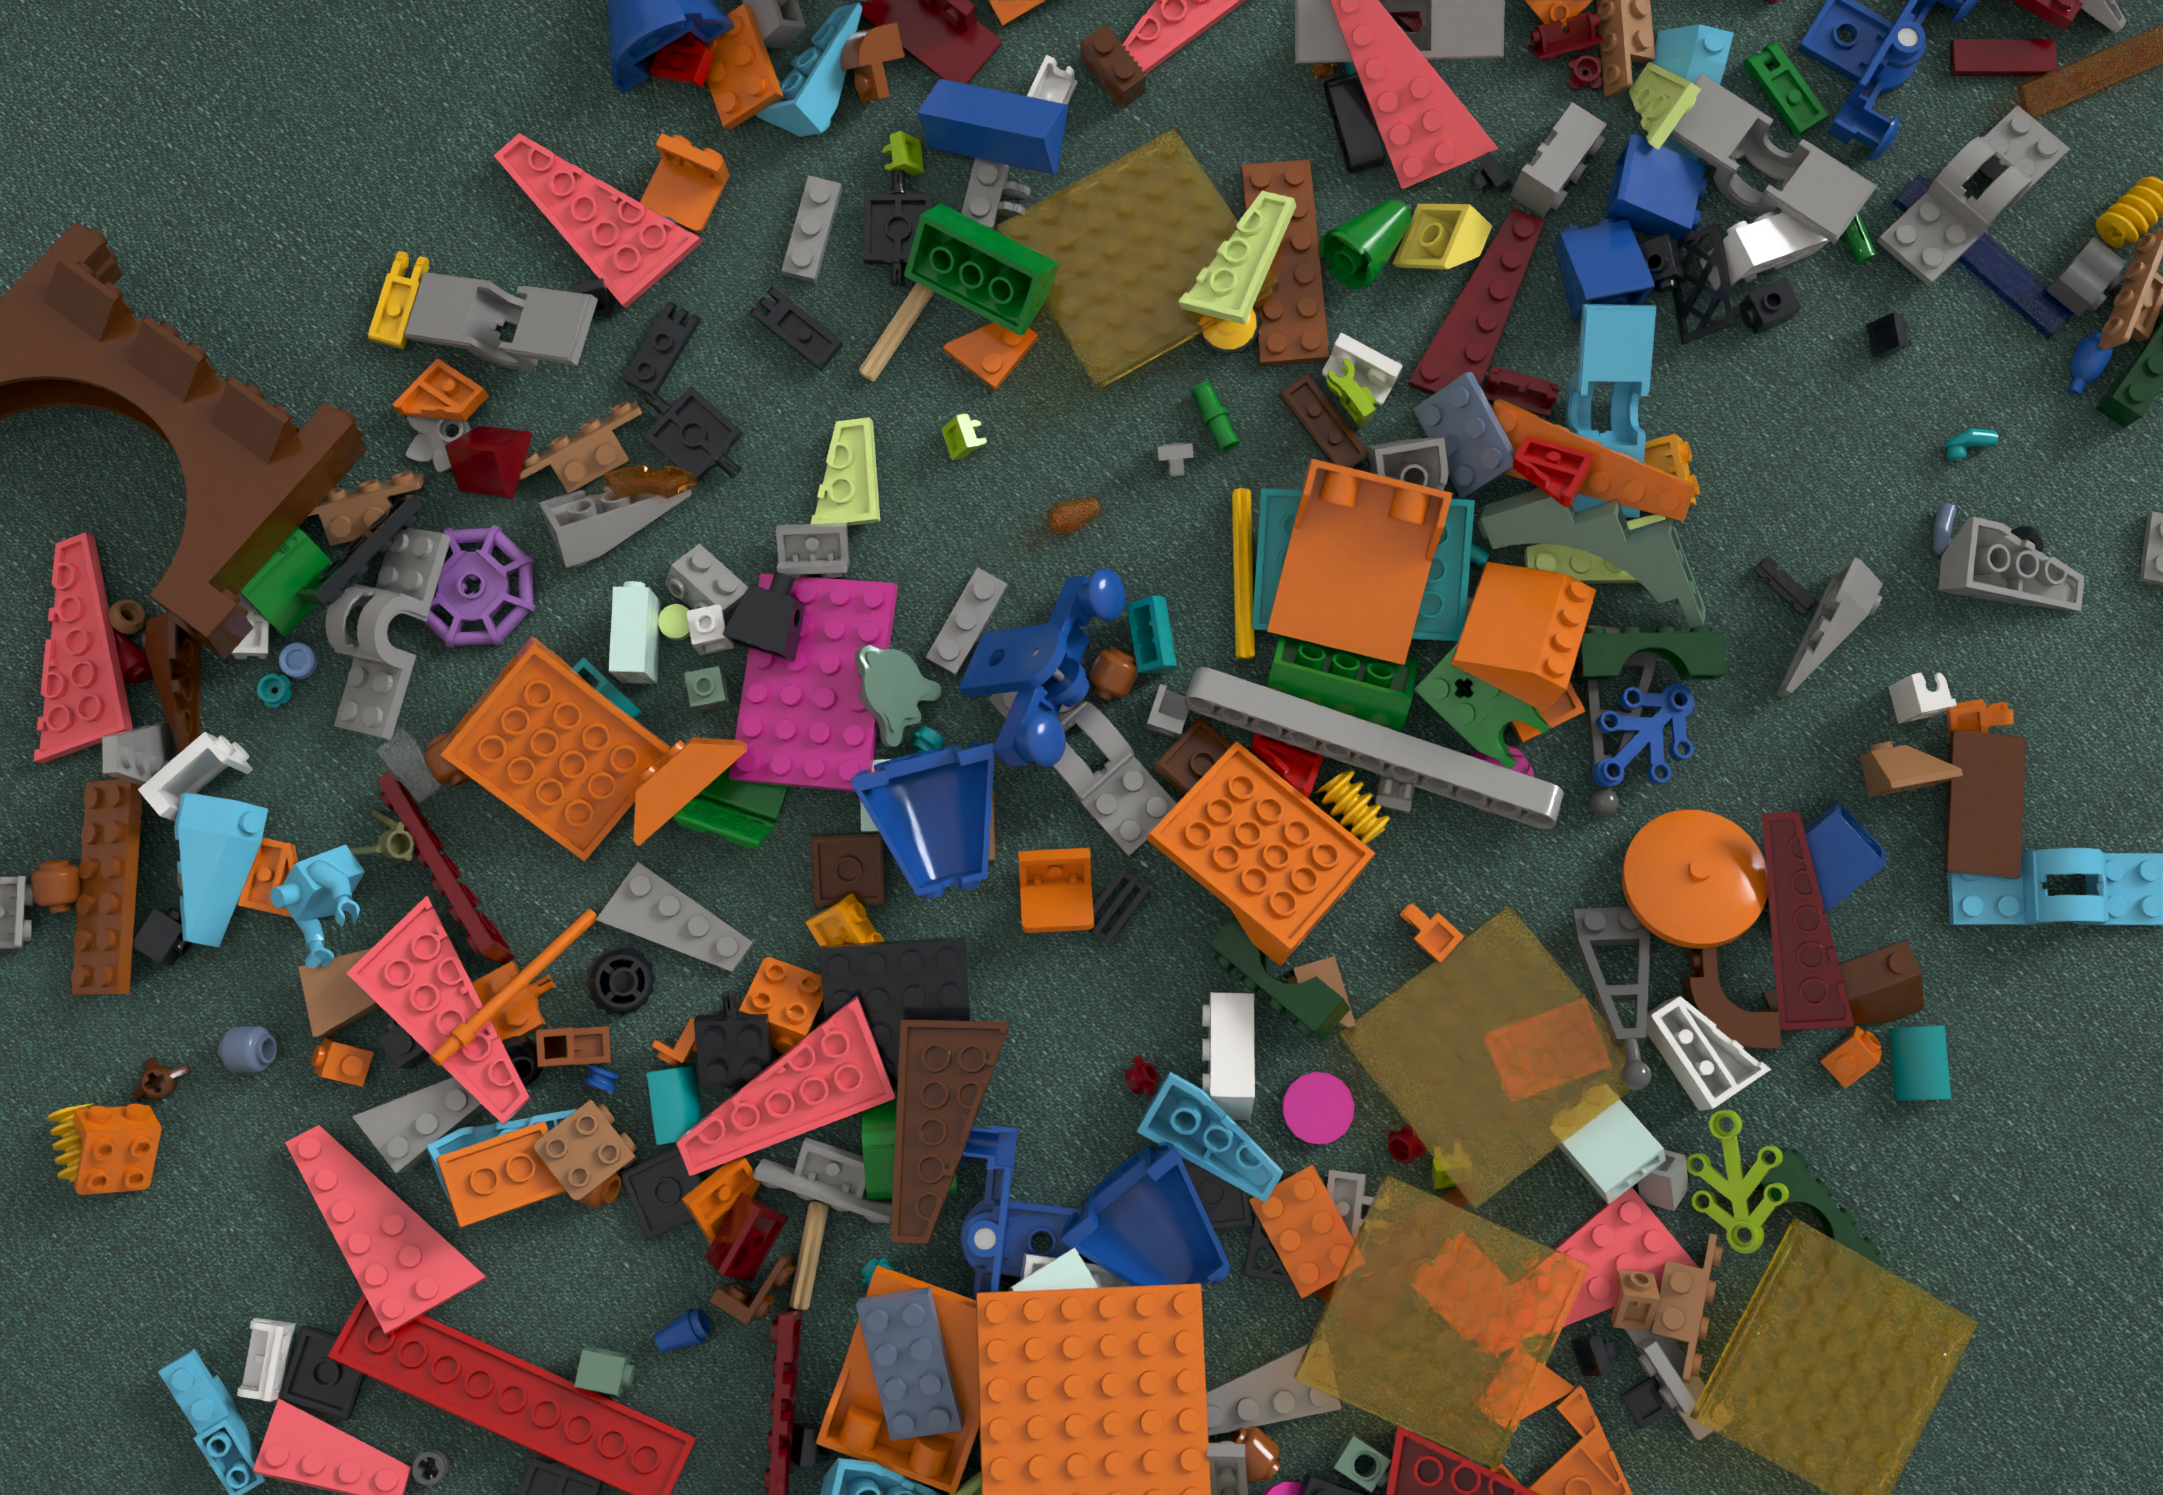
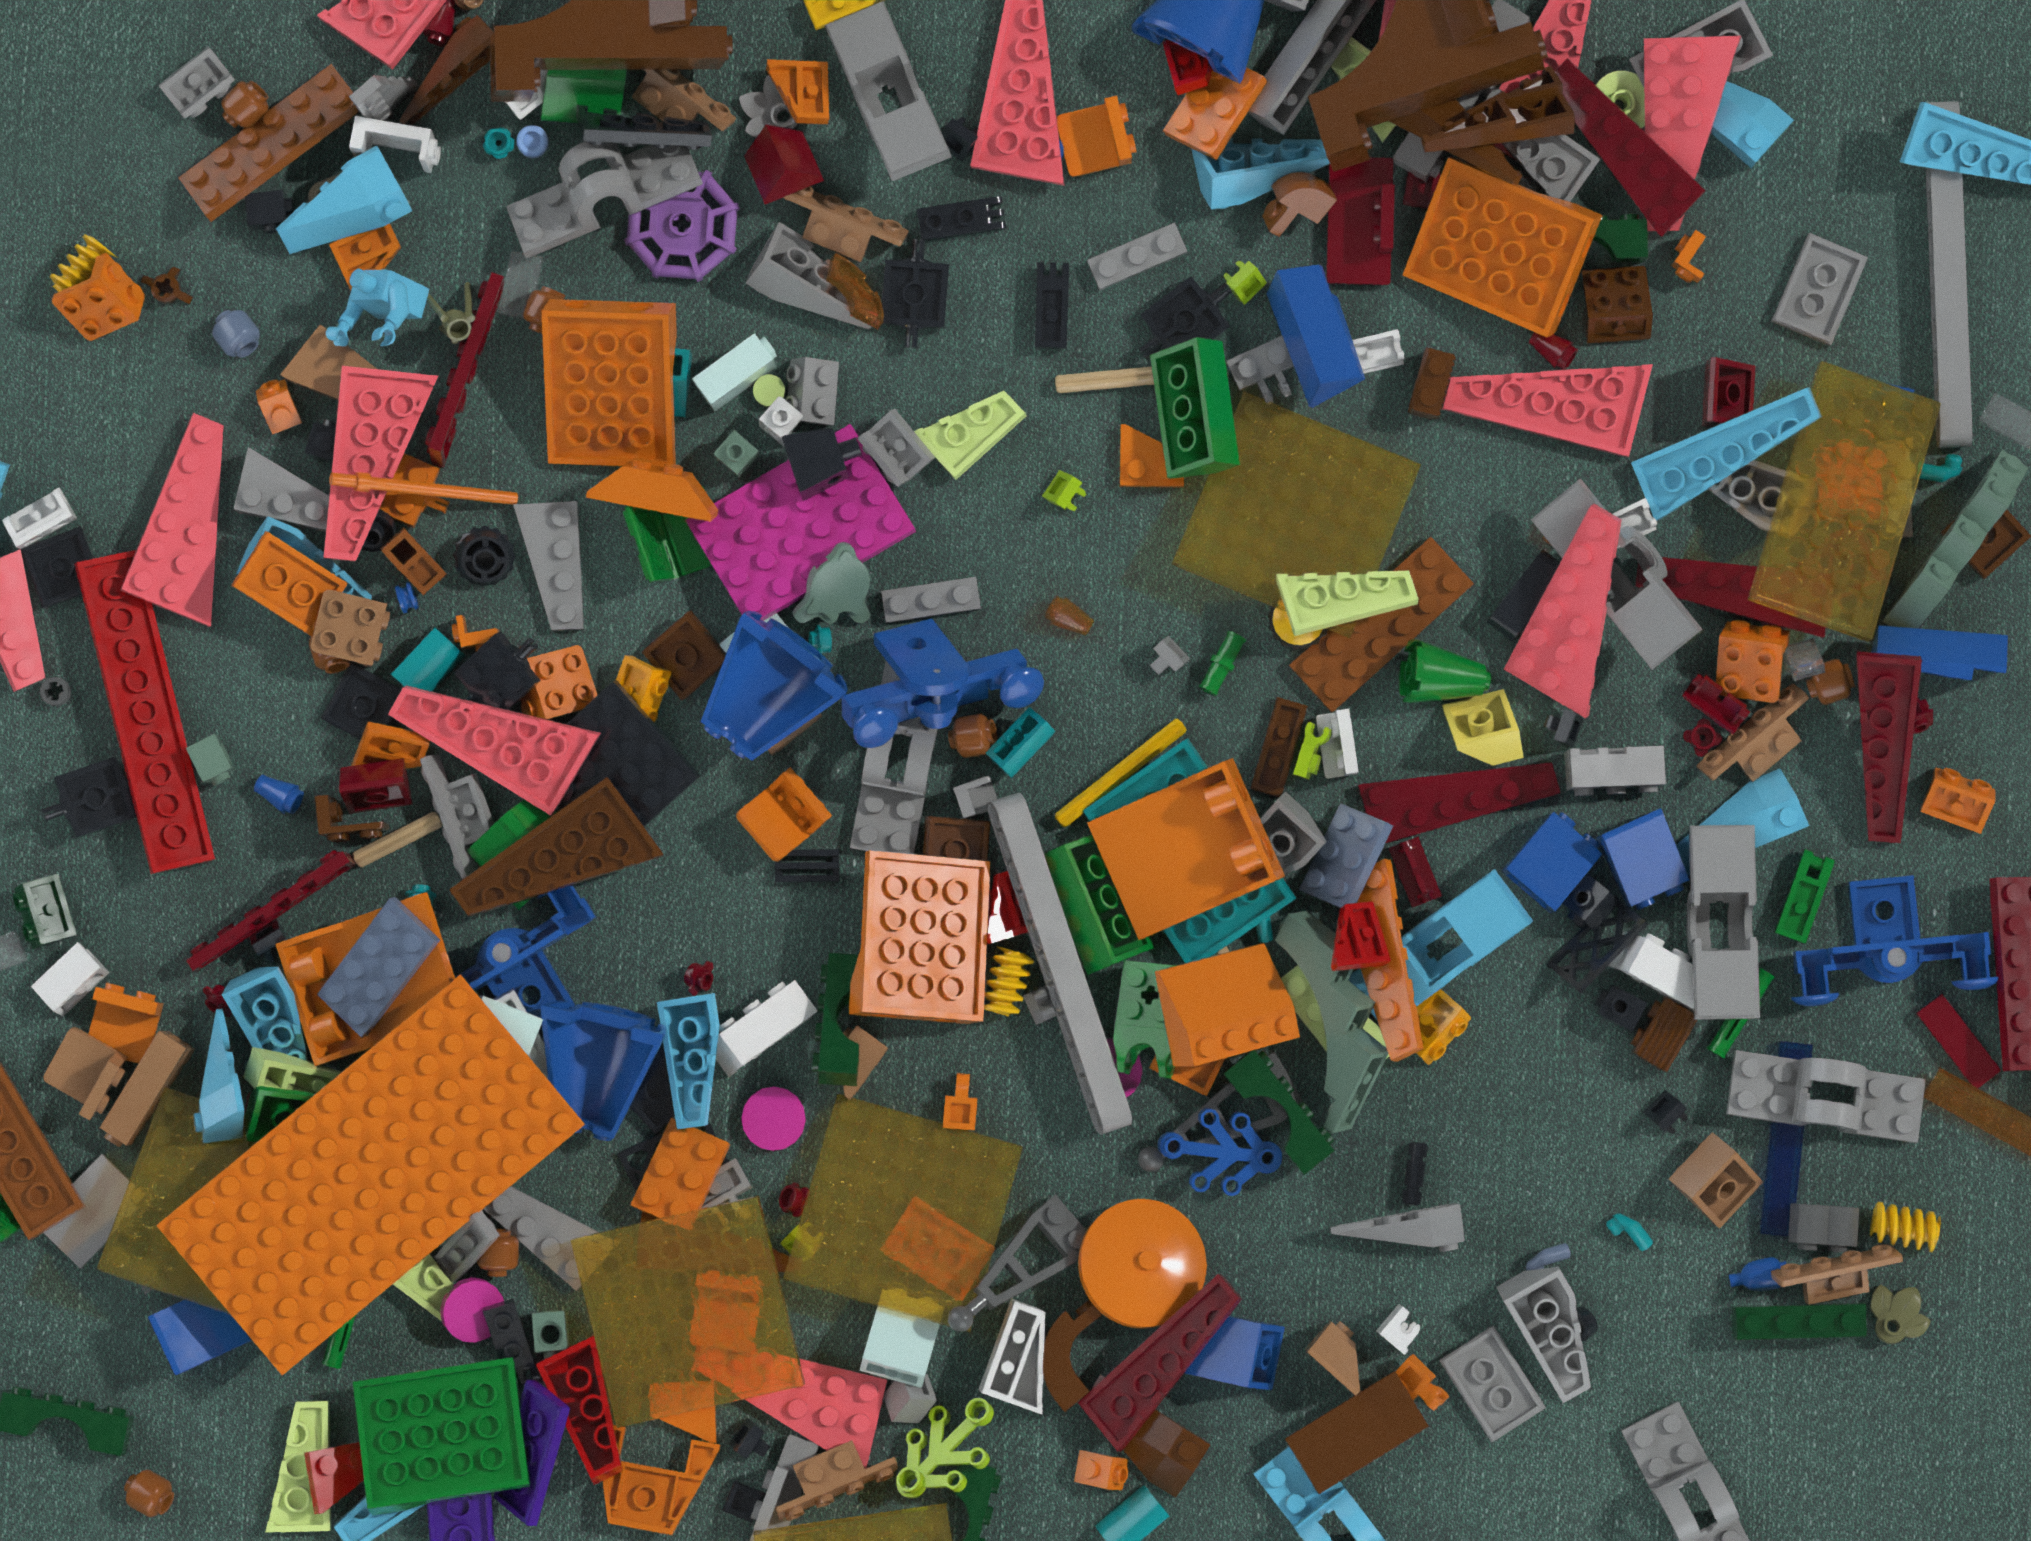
camera: 55 degrees right, 5 degrees up
(1636, 1300) = (807, 1438): medium nougat bracket -> none
(1661, 101) = (1711, 813): yellowish green wing -> none
(1820, 287) = (1664, 1033): none -> reddish brown brick
(1978, 337) = (1716, 1180): none -> medium nougat slope
(2019, 658) = (1492, 1383): none -> light grey tile

